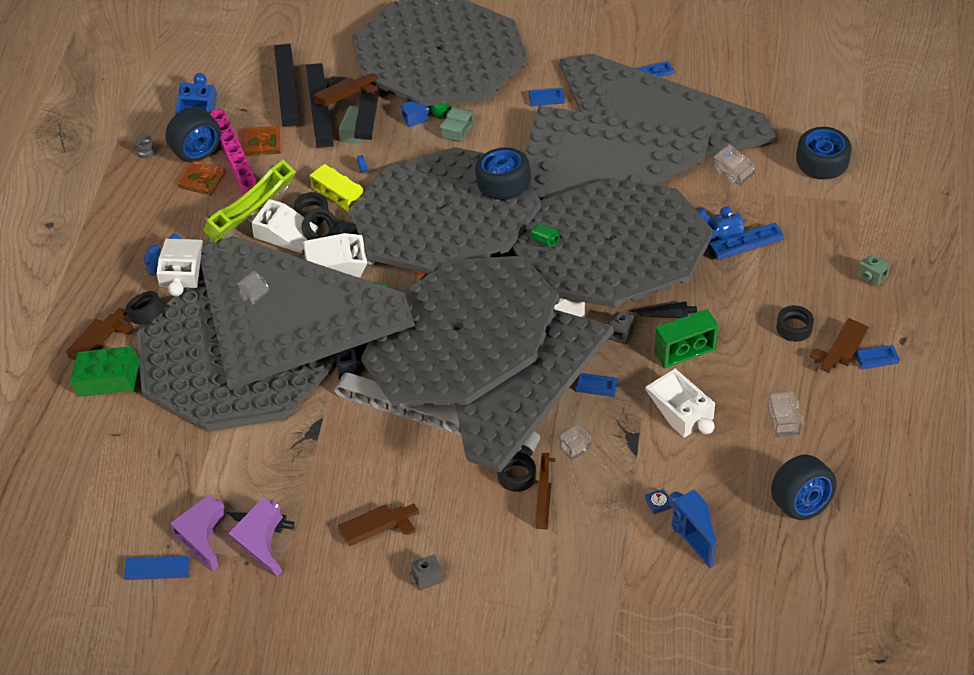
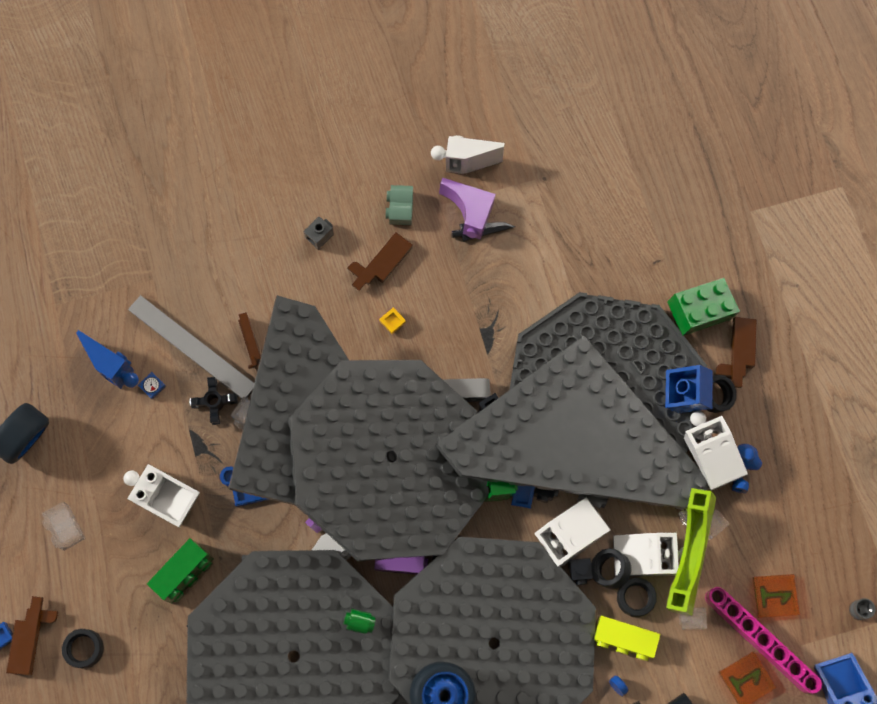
camera: 155 degrees right, 25 degrees up
(157, 568) = (539, 153): blue tile -> none
(168, 304) = (689, 389): none -> blue brick
(193, 134) = (814, 631): black wheel -> none
(196, 528) = (526, 191): medium lavender arch -> none
(231, 579) = (468, 155): none -> white slope
(252, 287) = (618, 436): clear brick -> none
(328, 567) = (400, 205): none -> sand green brick
(396, 469) = (392, 320): none -> yellow plate
(602, 462) = (213, 392): none -> black pin
(606, 521) = (192, 347): none -> light grey tile
(613, 403) = (225, 475): none -> blue tile

